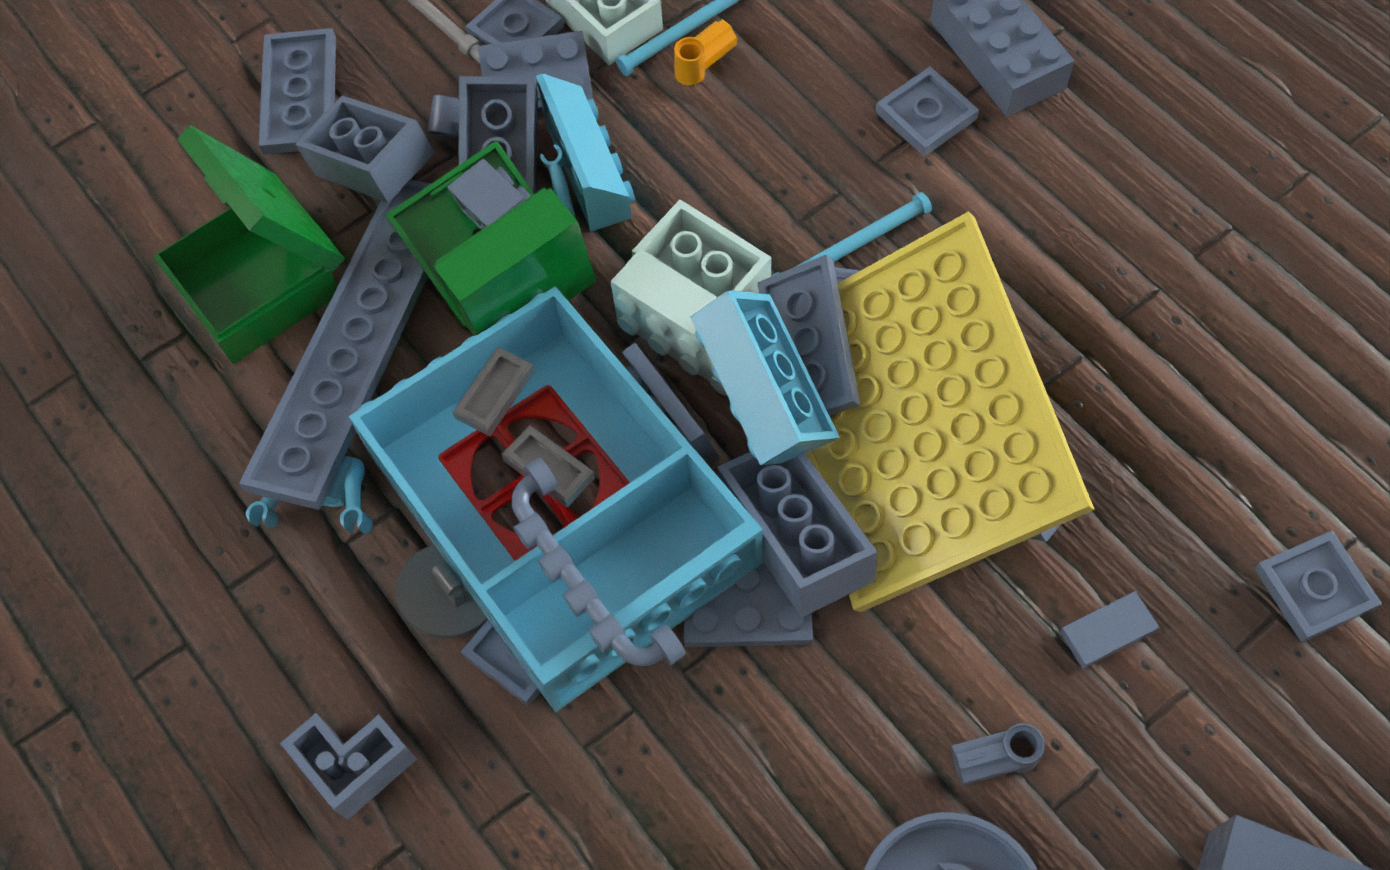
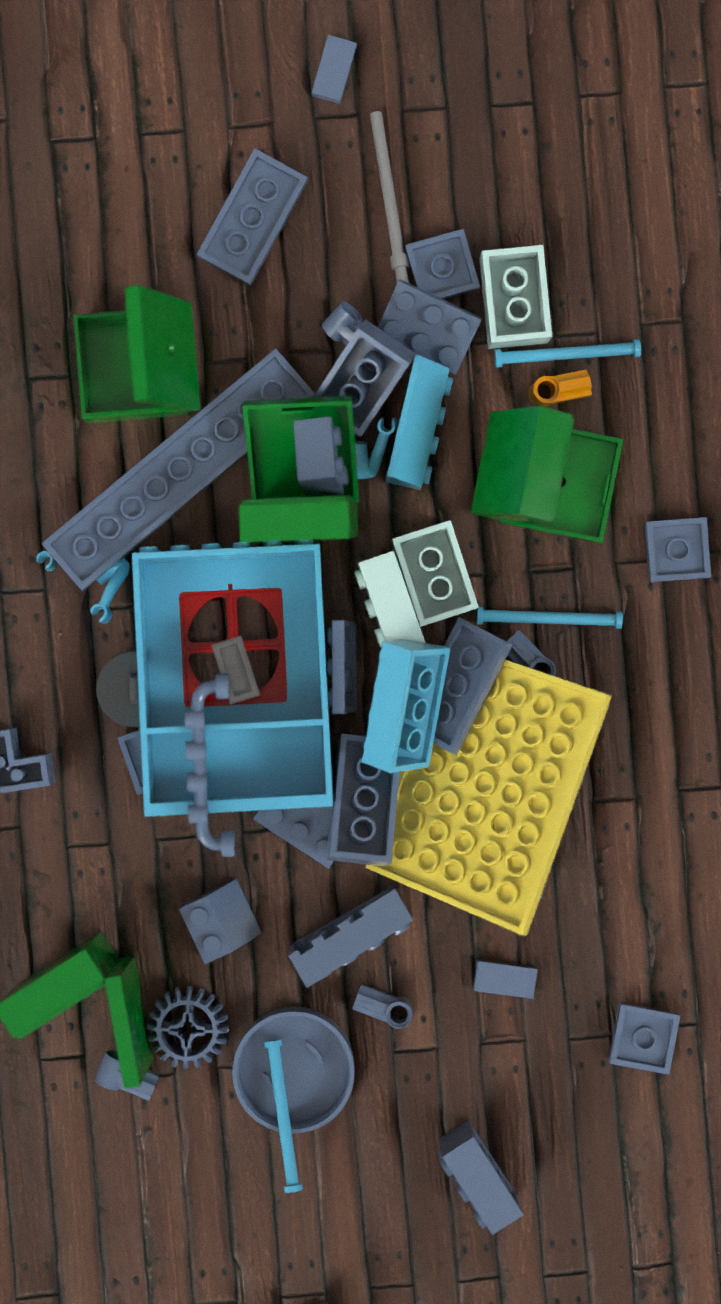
camera: 30 degrees right, 25 degrees up
(365, 148) = (266, 320): sand blue brick -> none
(493, 391) = (231, 599): flat silver tile -> none
(722, 97) = (524, 468): none -> green container
(725, 787) = (220, 921): none -> sand blue slope
(892, 695) = (349, 936): none -> sand blue wedge

